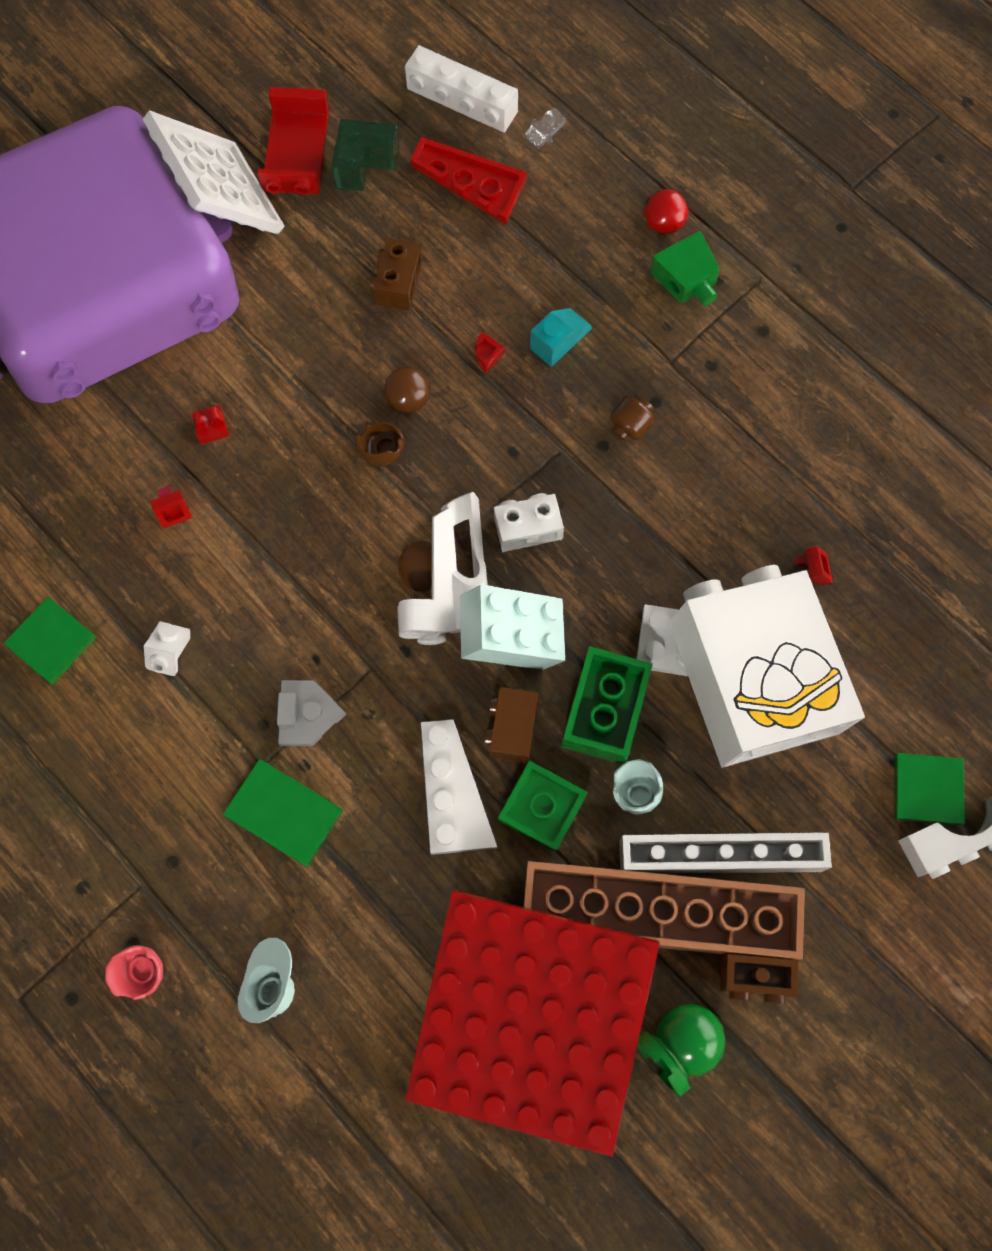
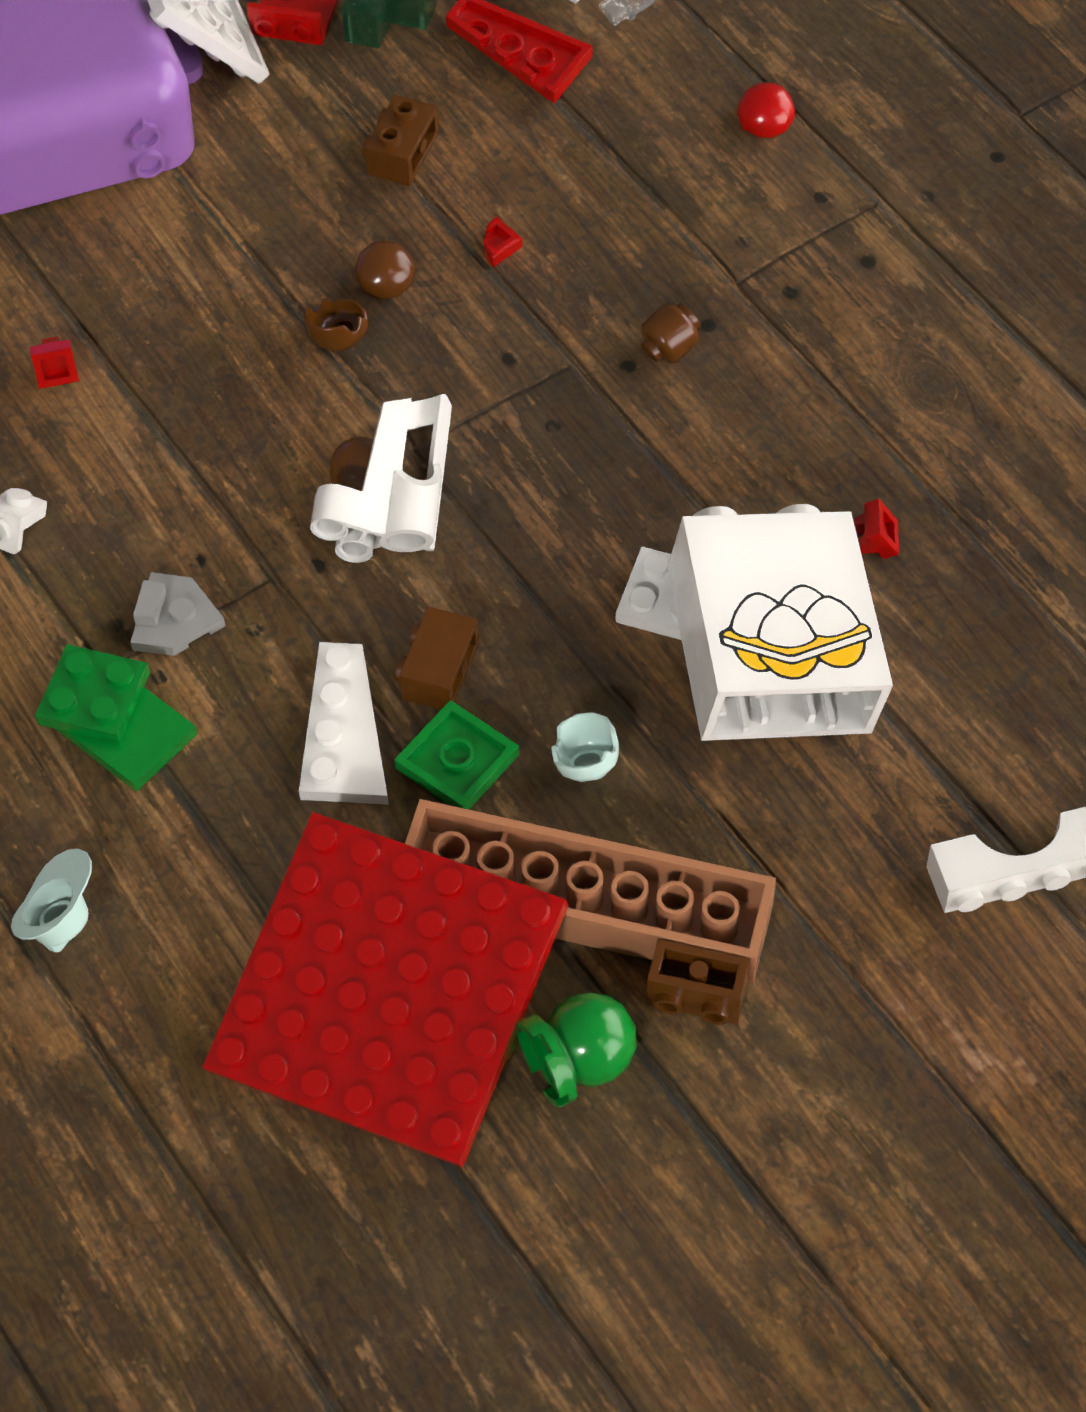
camera: 10 degrees right, 15 degrees down
(210, 424) = (125, 280): red tile -> none
(259, 795) = (92, 693): none -> green plate
(511, 627) = (457, 538): light aqua brick -> none
(528, 522) = (508, 434): white brick -> none
(557, 334) = (592, 230): teal slope -> none
(607, 705) = (563, 647): green brick -> none
(687, 269) = (778, 176): green torso -> none
(725, 853) = (717, 835): white brick -> none
(929, 789) = (980, 803): green tile -> none

